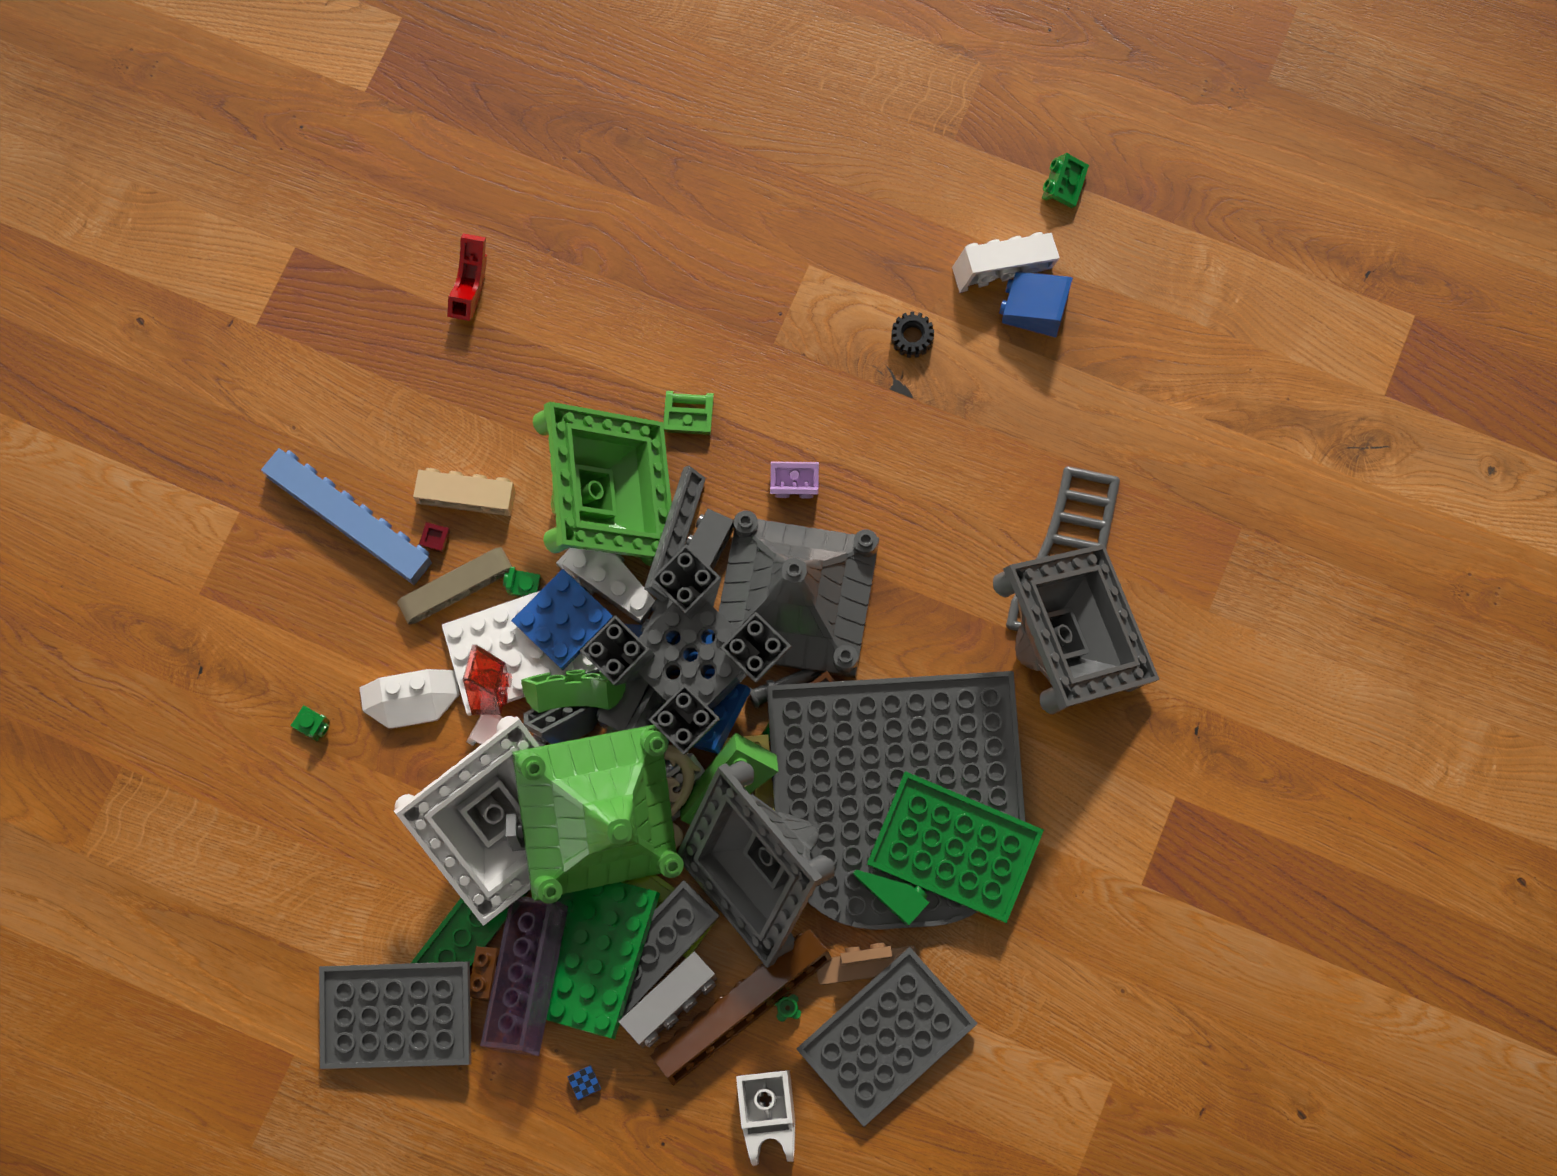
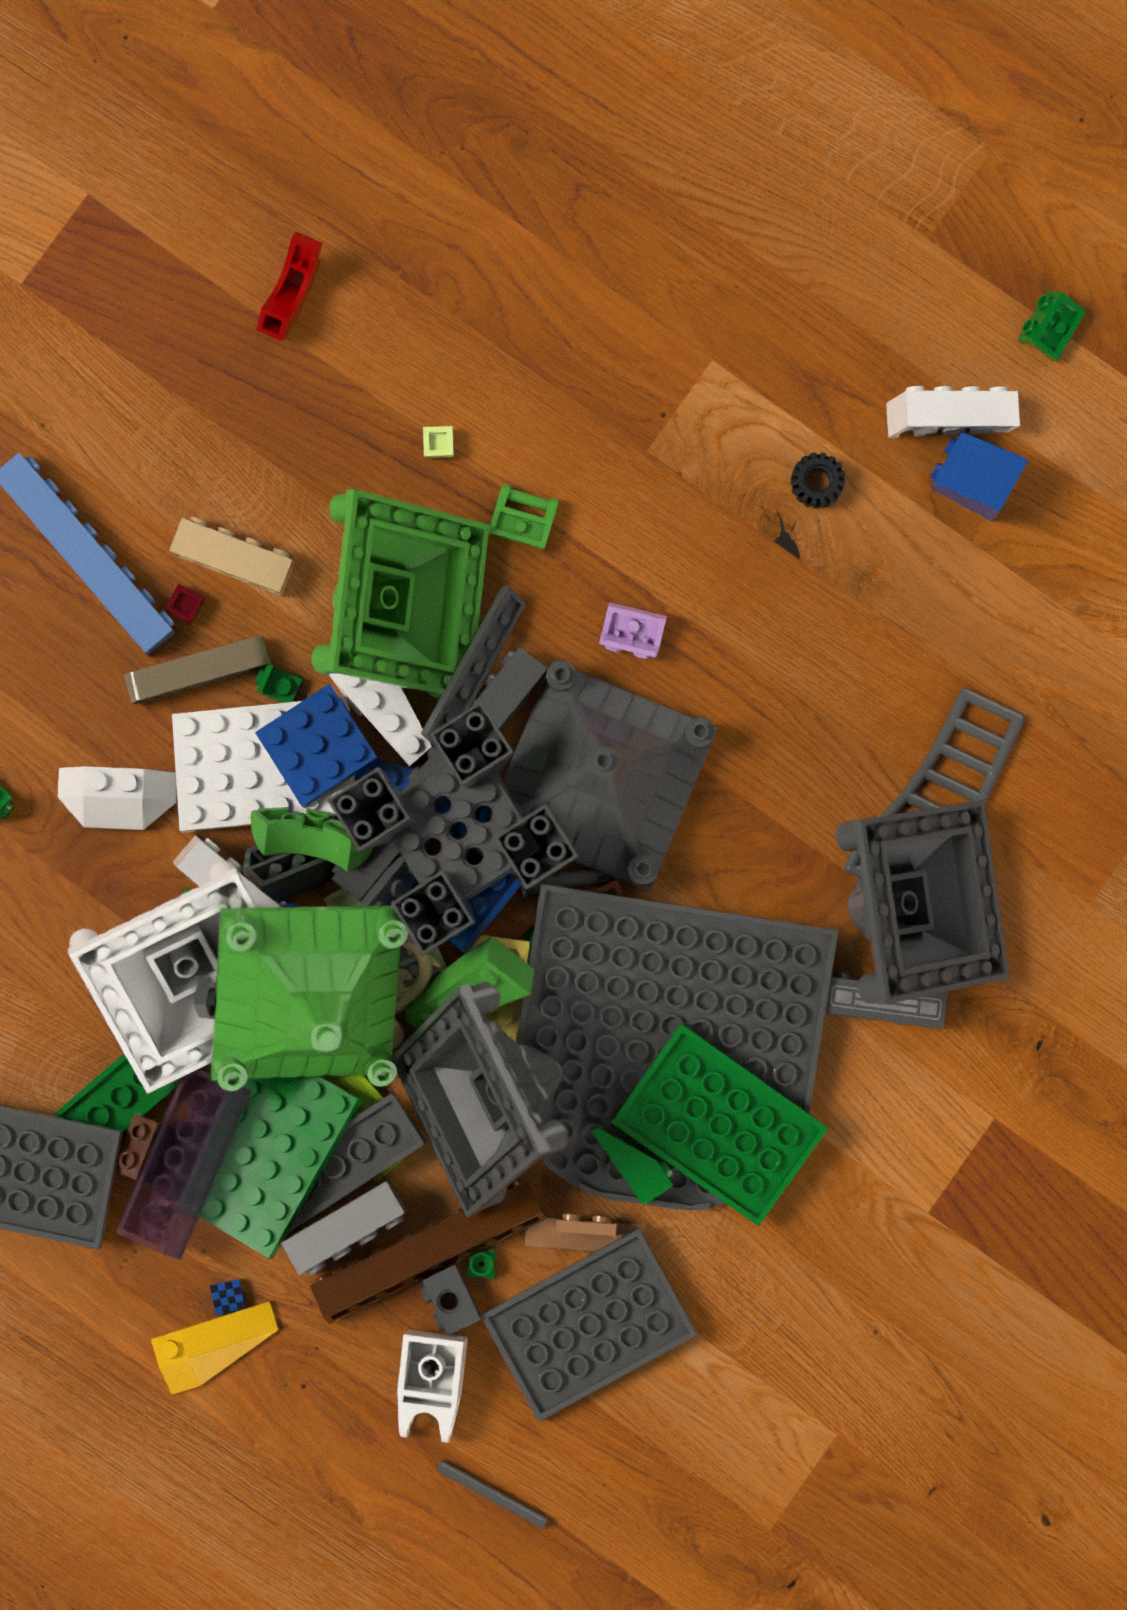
camera: 10 degrees right, 10 degrees up
(486, 682) = (209, 806): clear red slope -> none
(573, 1130) = (204, 1349): none -> yellow wedge
(608, 370) = (438, 442): none -> yellowish green plate
(763, 1027) = (450, 1281): none -> dark grey brick
(1069, 724) = (921, 1011): none -> dark grey brick

